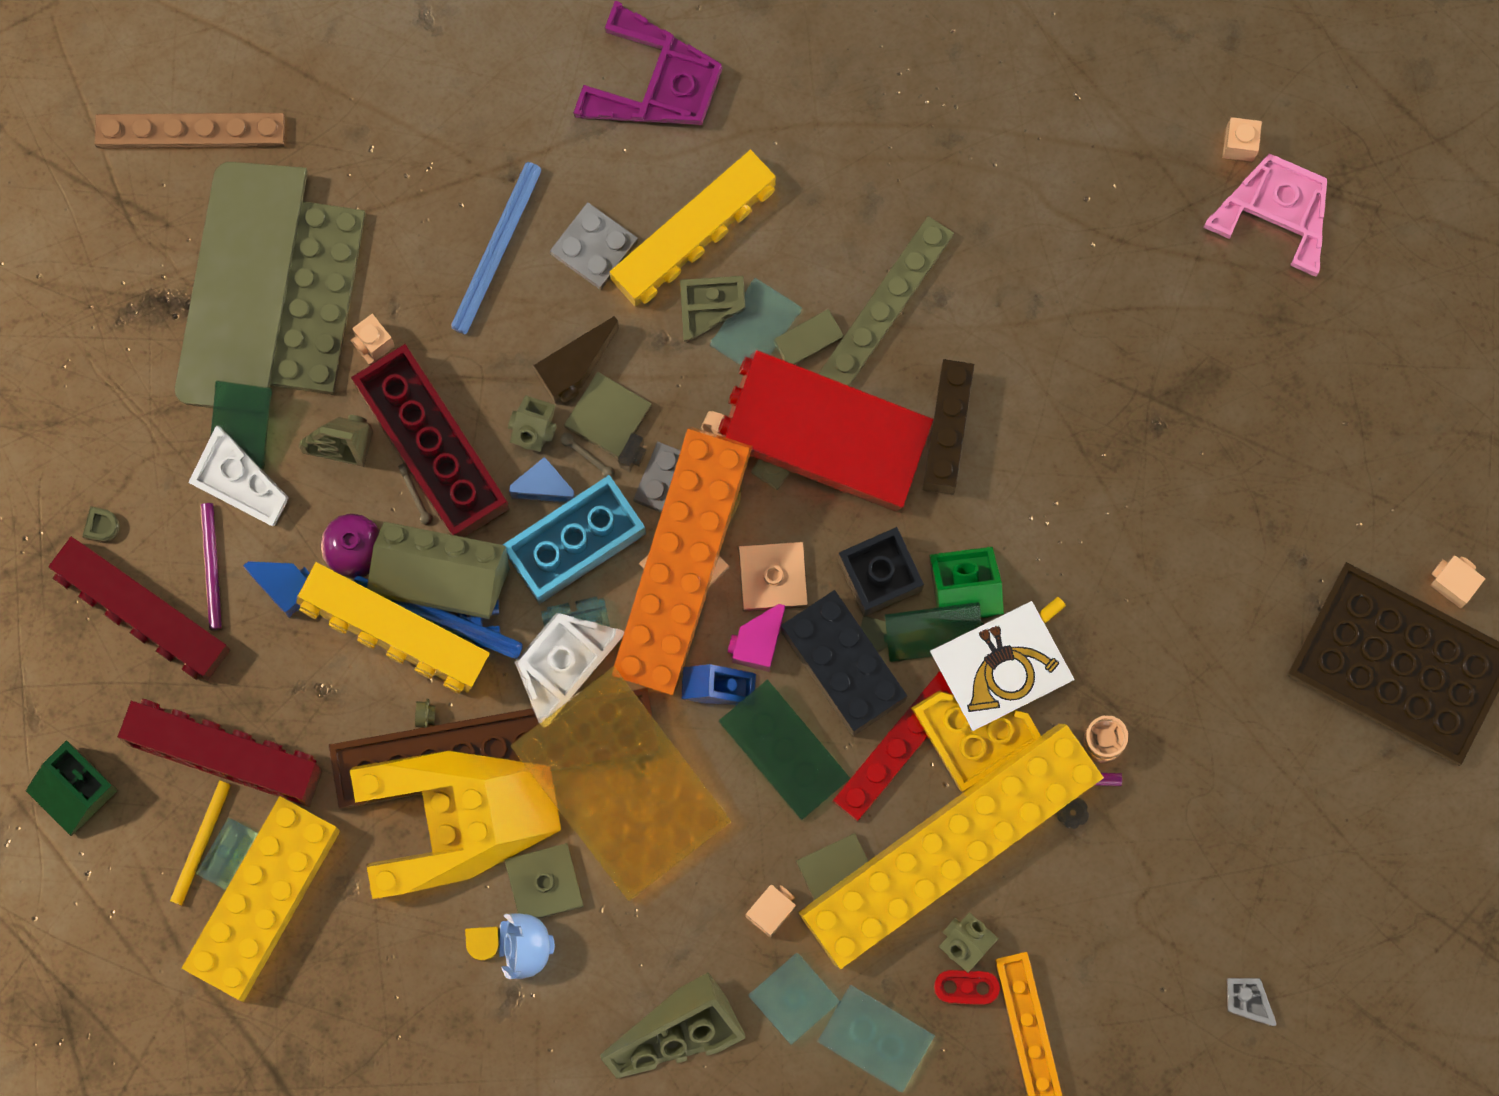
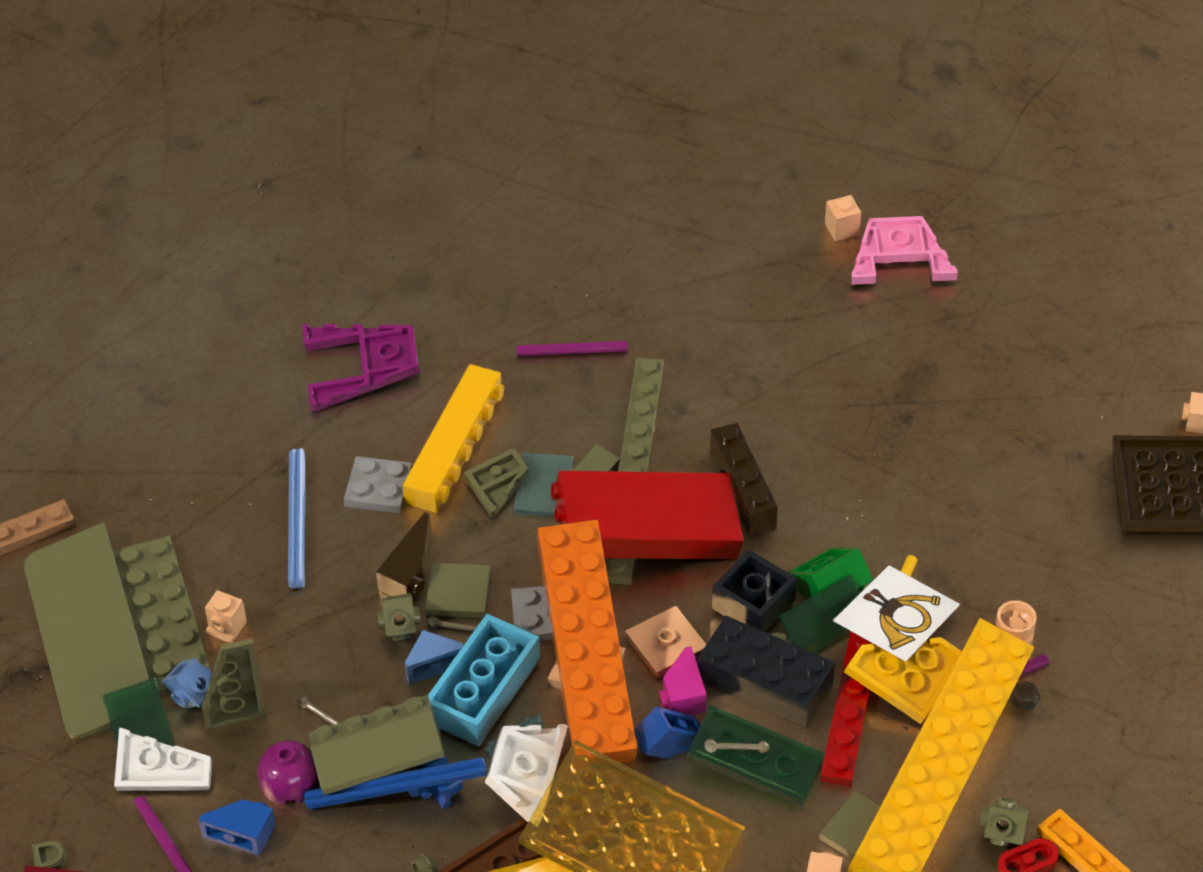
camera: 25 degrees left, 30 degrees down
(304, 404) = (188, 683): none -> medium blue brick
(391, 628) = (361, 801): yellow brick -> none
(430, 442) = (320, 662): dark red brick -> none
(632, 453) = (495, 601): clear smoke plate -> none
(742, 727) = (711, 746): none -> dark tan hinge
(872, 168) = (572, 348): none -> magenta bar

